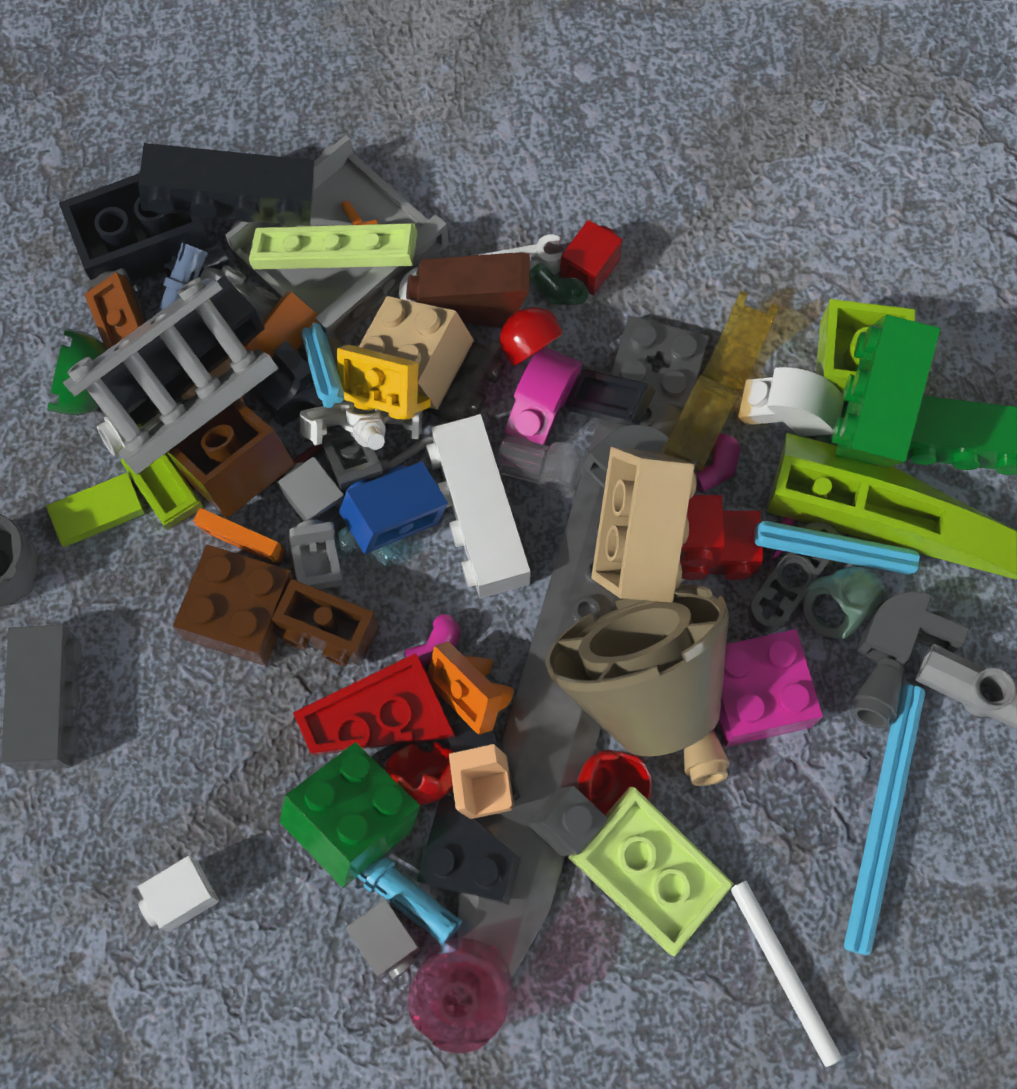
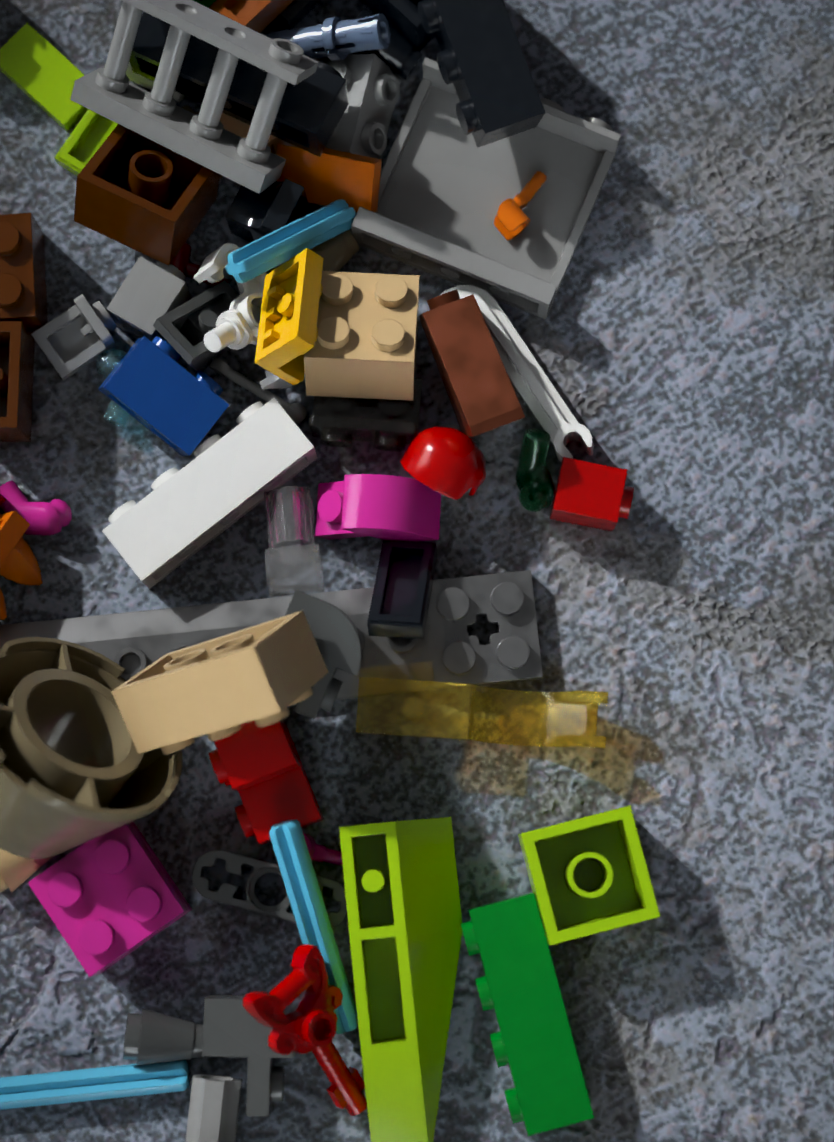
camera: 70 degrees right, 10 degrees up
(239, 536) = (67, 248): orange tile -> none
(333, 246) = (464, 189): yellowish green tile -> none
(723, 466) = (383, 755): dark pink arm -> none
(793, 396) = (487, 810): white brick -> none
(856, 591) = (258, 958): sand green piece -> none
(885, 391) = (501, 911): green brick -> none
(909, 574) = (310, 1025): none -> red piece

